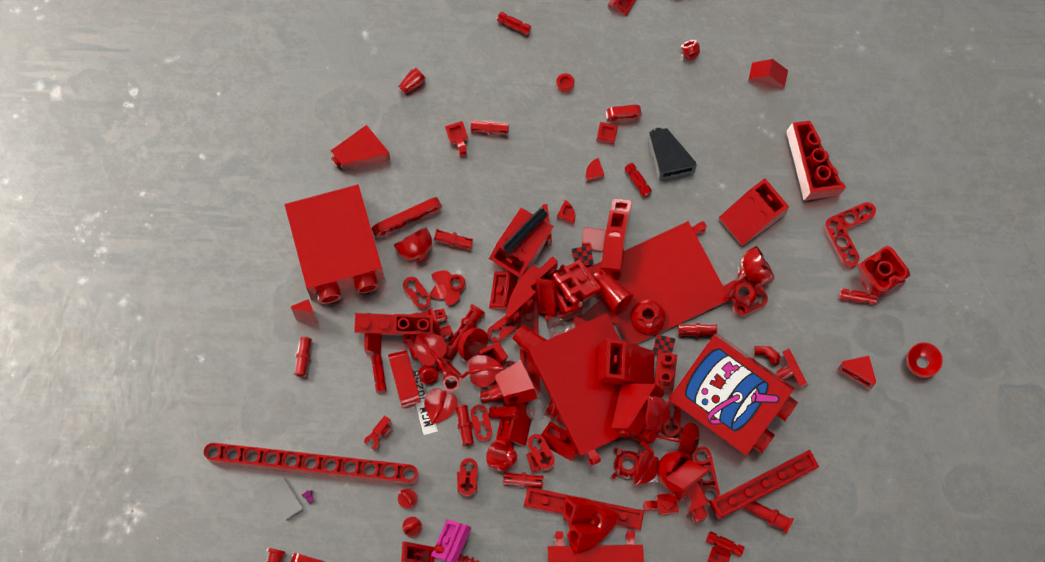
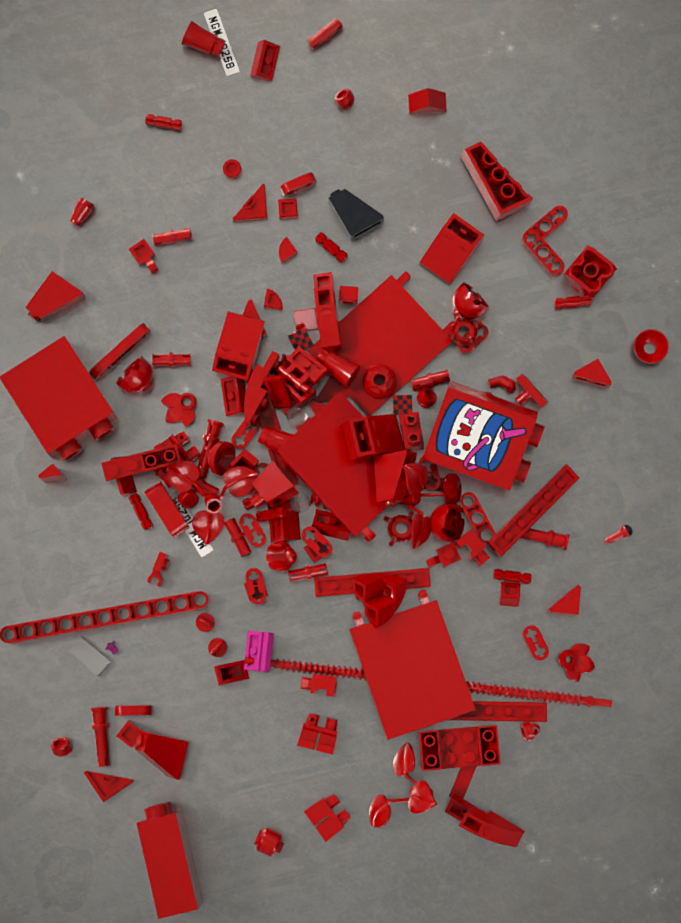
camera: 15 degrees left, 10 degrees up
(303, 356) = (63, 517): red pin -> none
(420, 290) = (155, 419): red beam -> none
(525, 230) = (239, 334): black axle -> none
(575, 124) = (254, 208): none -> red tile
(641, 227) = (348, 295): none -> red slope
(685, 476) = (459, 527): red slope -> none
(689, 345) = (426, 397): none -> red tile
(850, 533) = (625, 532): none -> red piece

